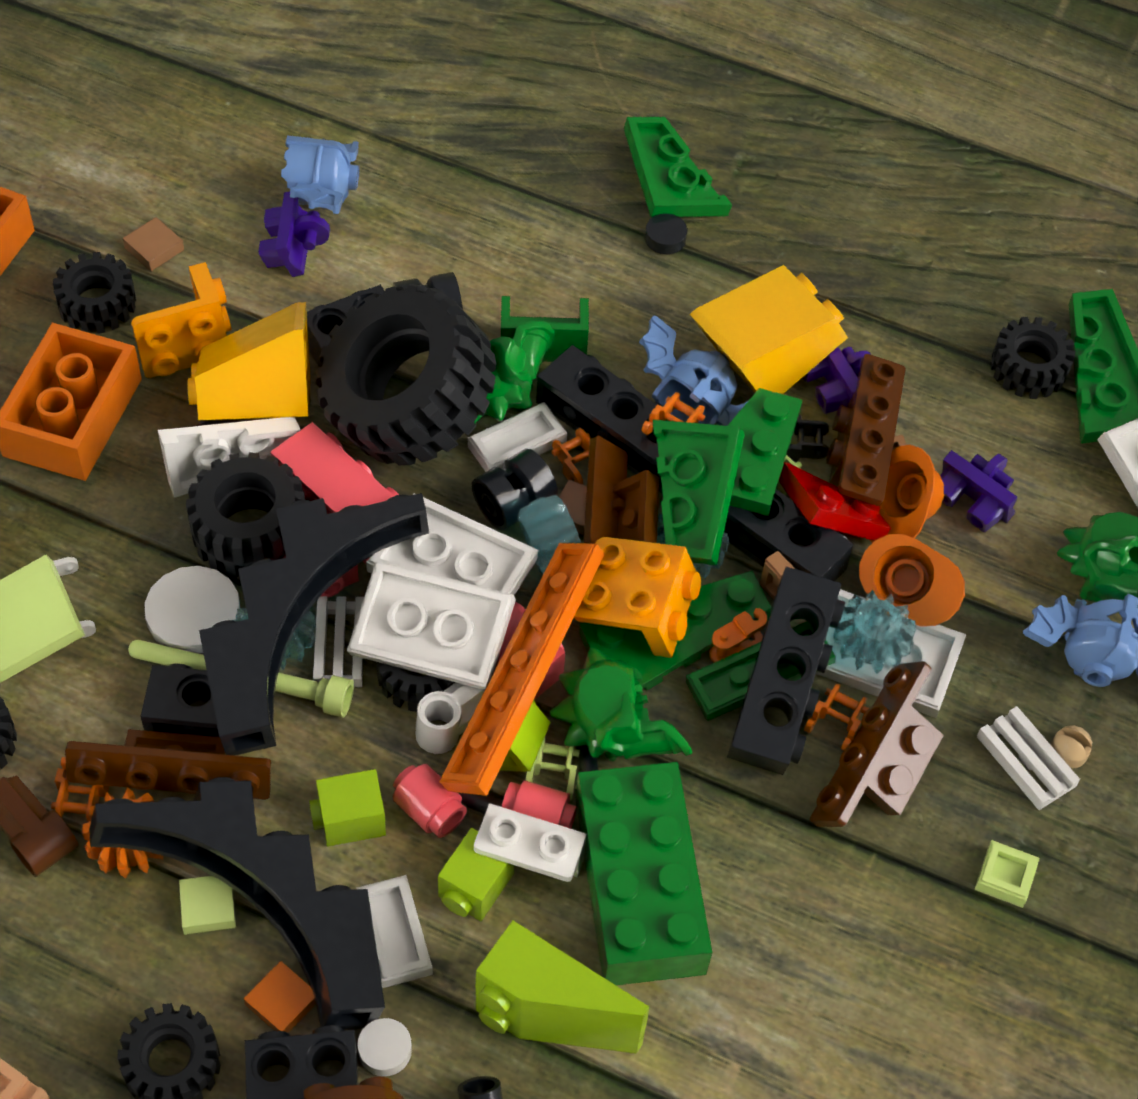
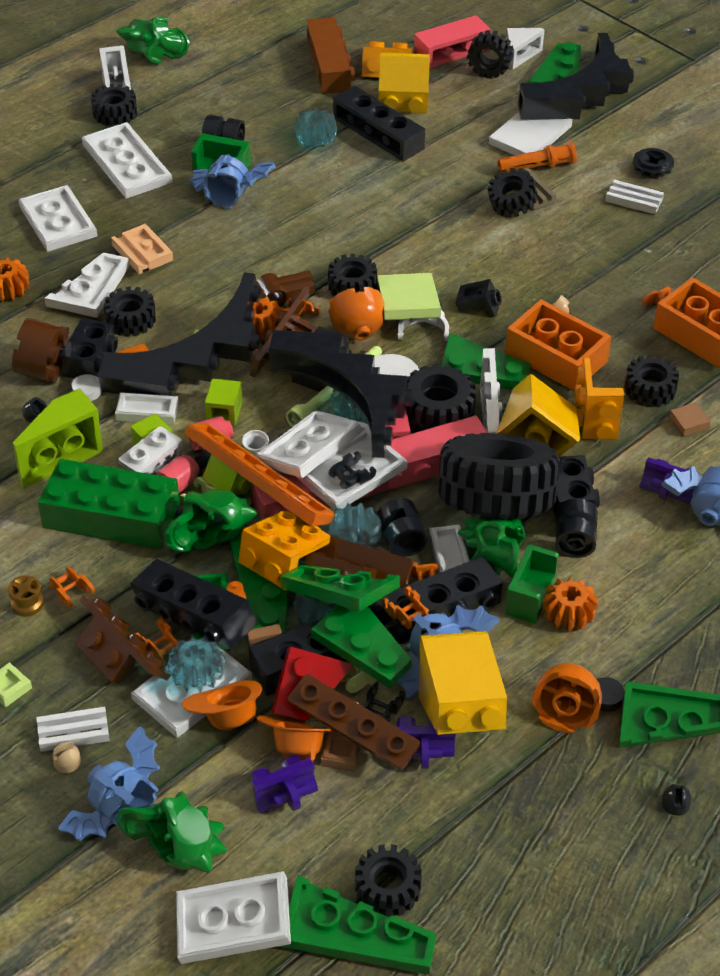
camera: 115 degrees right, 10 degrees down
(82, 678) = (357, 313): none -> orange cylinder
(122, 505) = (468, 355): none -> green wing
(470, 552) = (354, 477): none -> black piece
(554, 286) = (570, 604): none -> orange gear
(702, 251) = (567, 697): none -> orange cylinder
(774, 149) = (668, 800): none -> black hinge
(822, 877) = (79, 580): none -> orange piece
(867, 907) = (25, 595): none -> pearl gold wheel

